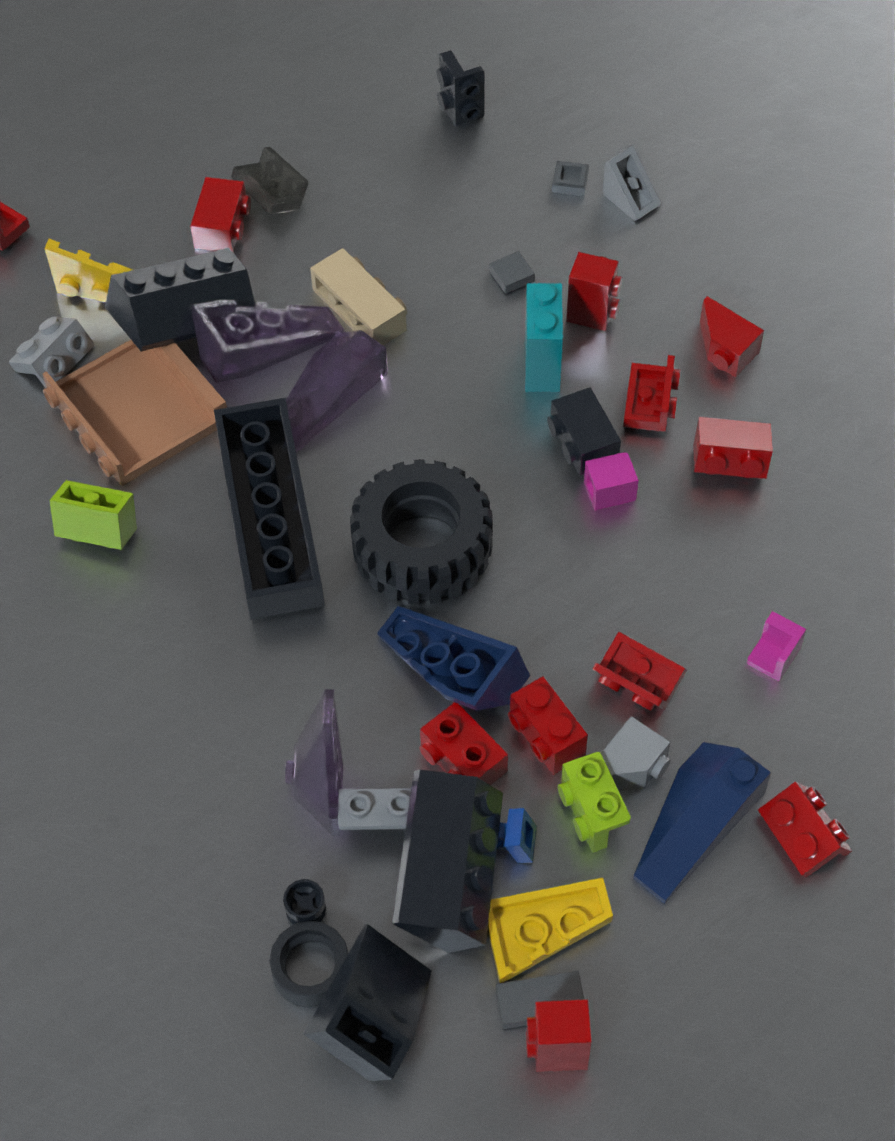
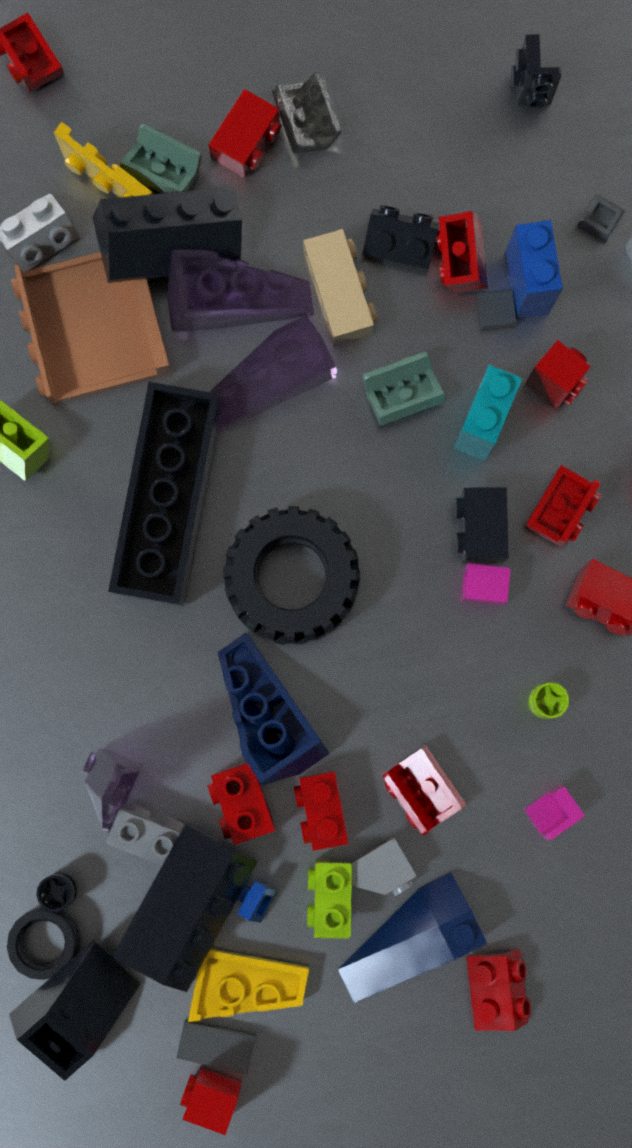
camera: 20 degrees right, 25 degrees up
(150, 249) = (162, 162): none -> sand green bracket
(398, 245) = (400, 237): none -> black bracket
(454, 353) = (402, 388): none -> sand green bracket
(461, 233) = (462, 252): none -> red brick
(530, 219) = (533, 269): none -> blue brick
(719, 554) = (554, 698): none -> lime wheel

